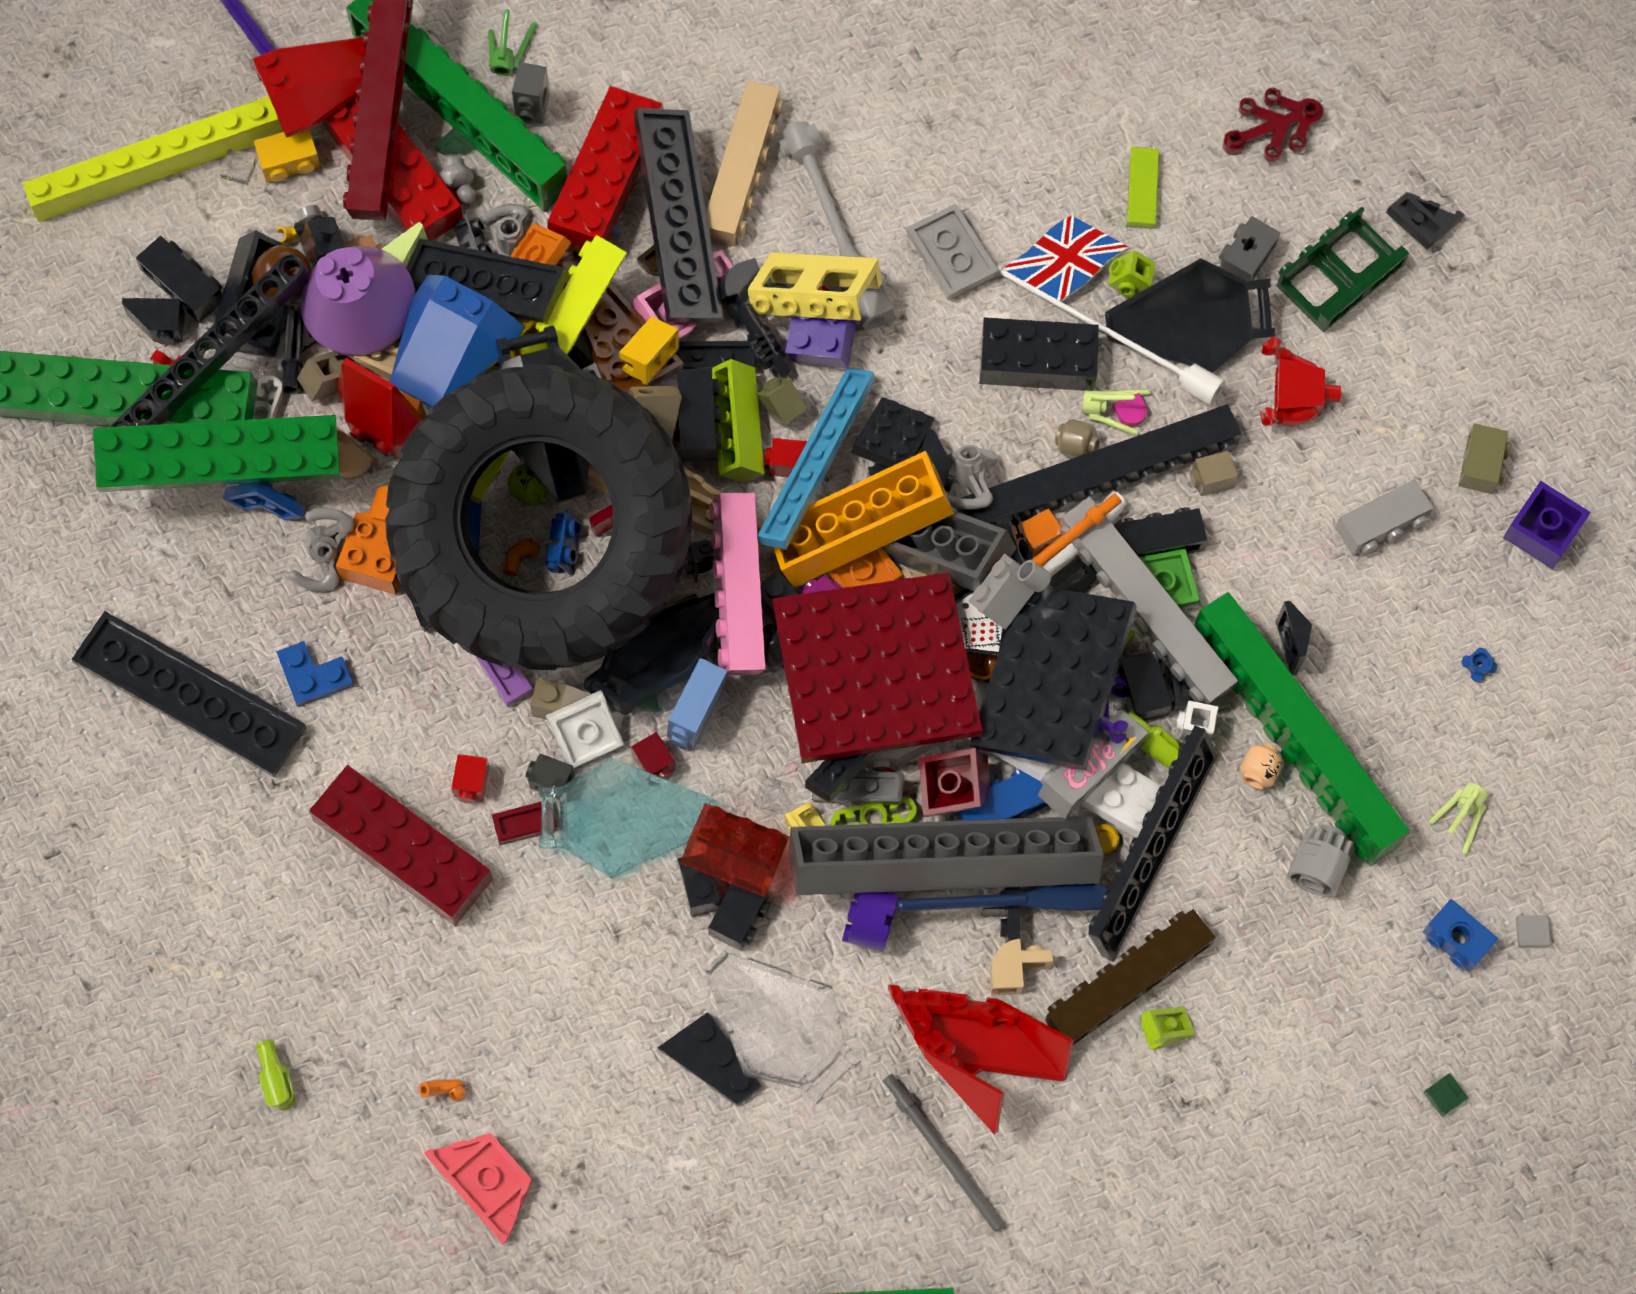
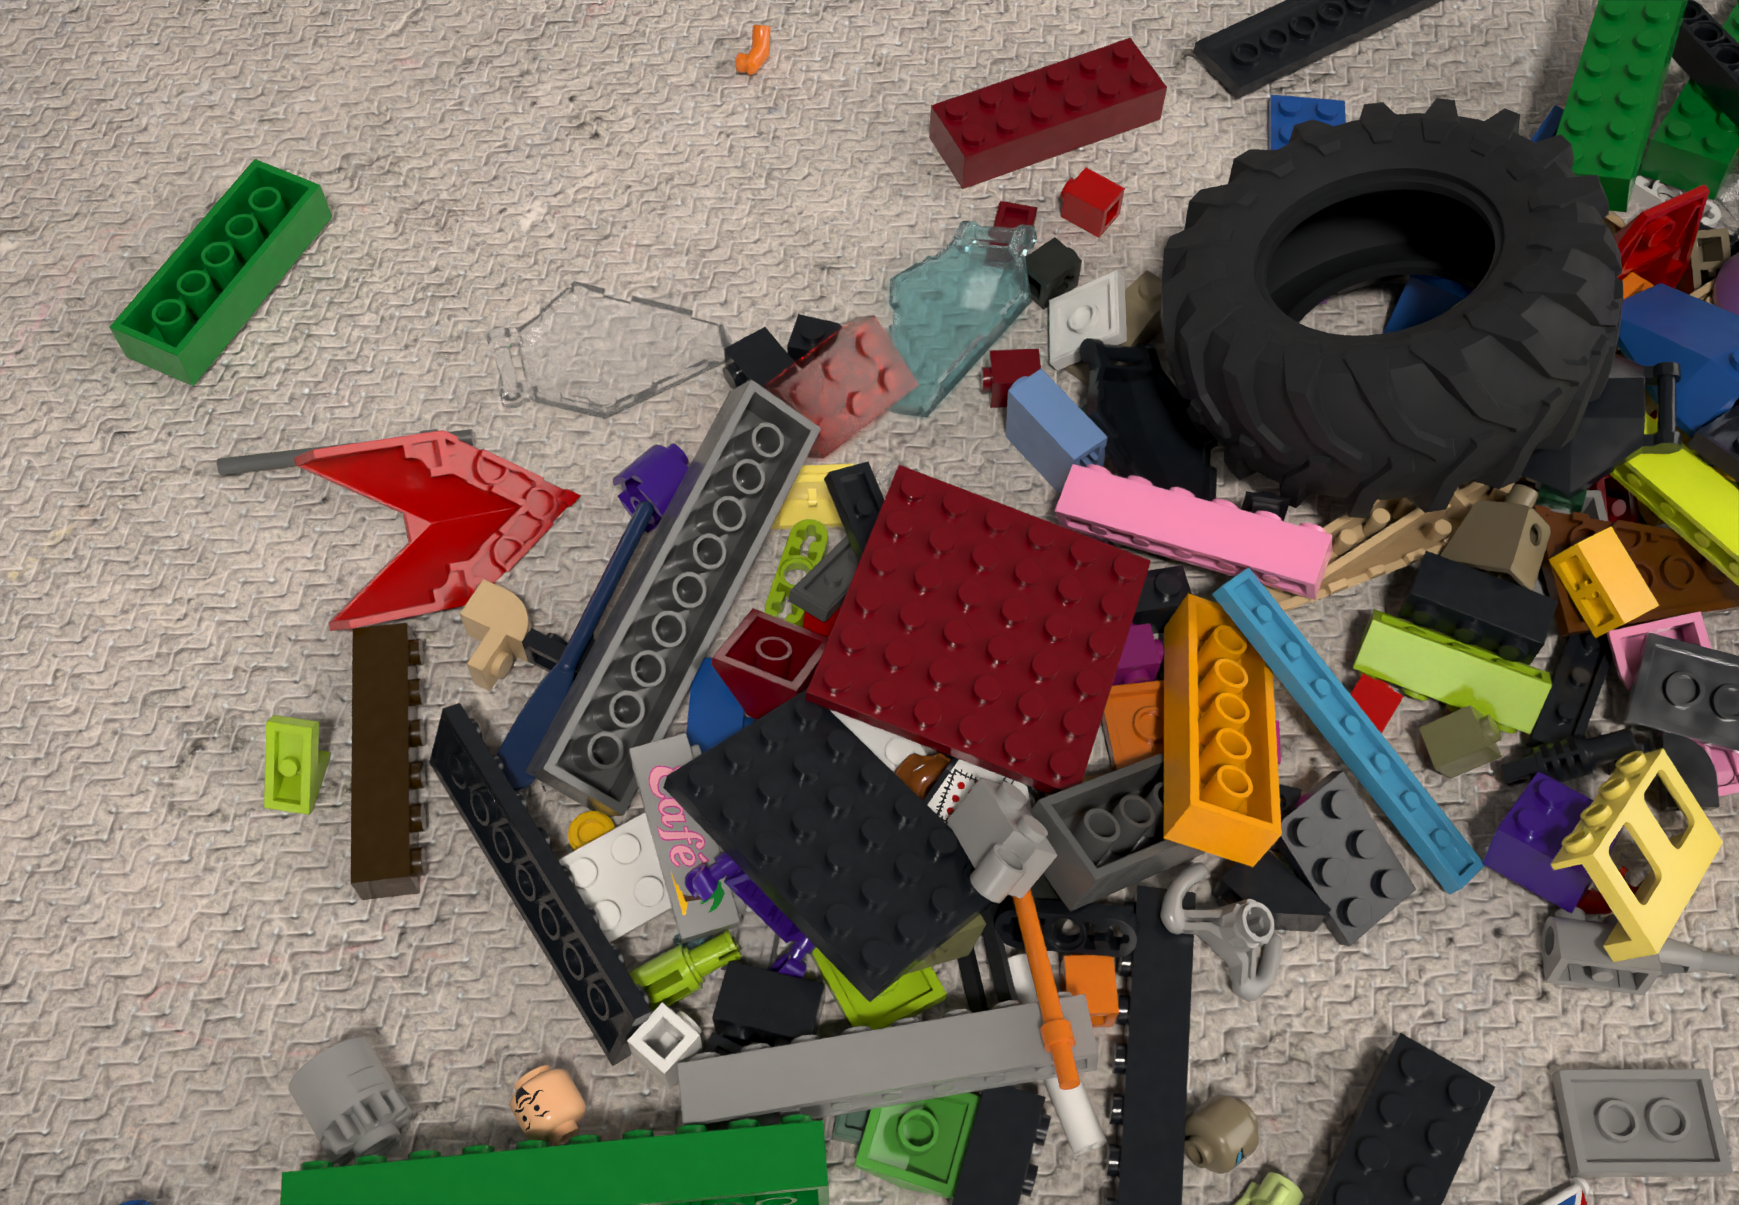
camera: 120 degrees right, 10 degrees down
(485, 1180) = (635, 47): coral wing -> none
(712, 1058) = (639, 274): black wing -> none

